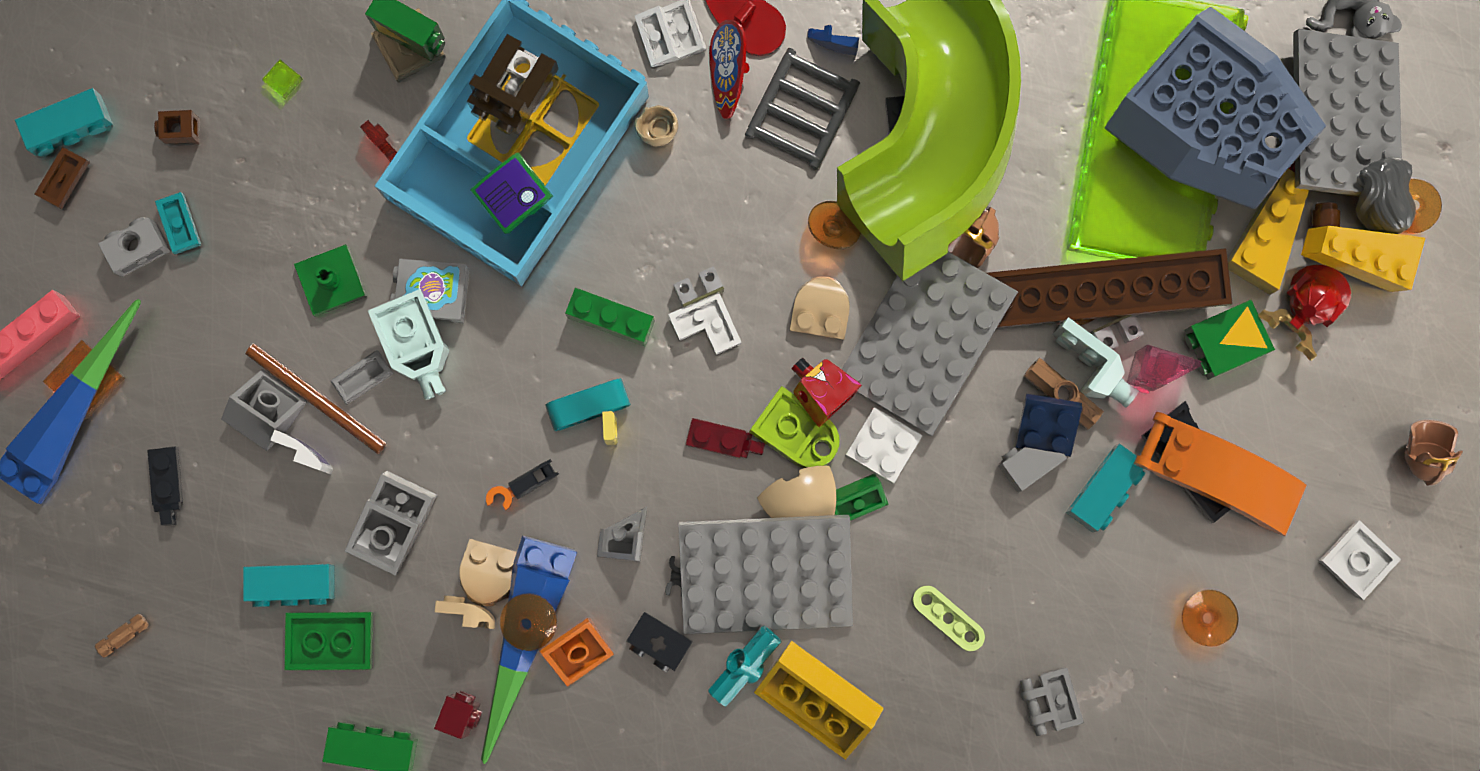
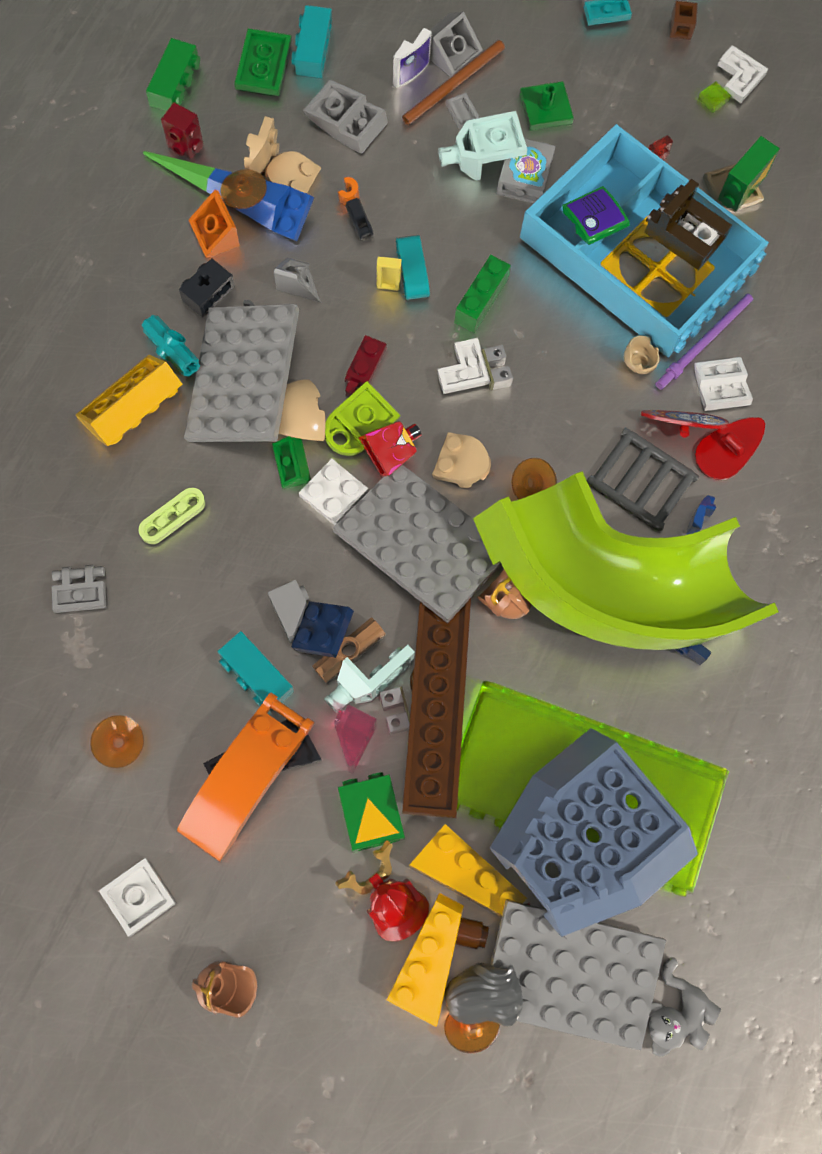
camera: 100 degrees right, 10 degrees down
(245, 42) = (745, 73): none -> white plate
(663, 87) = (676, 369): none -> medium lavender bar

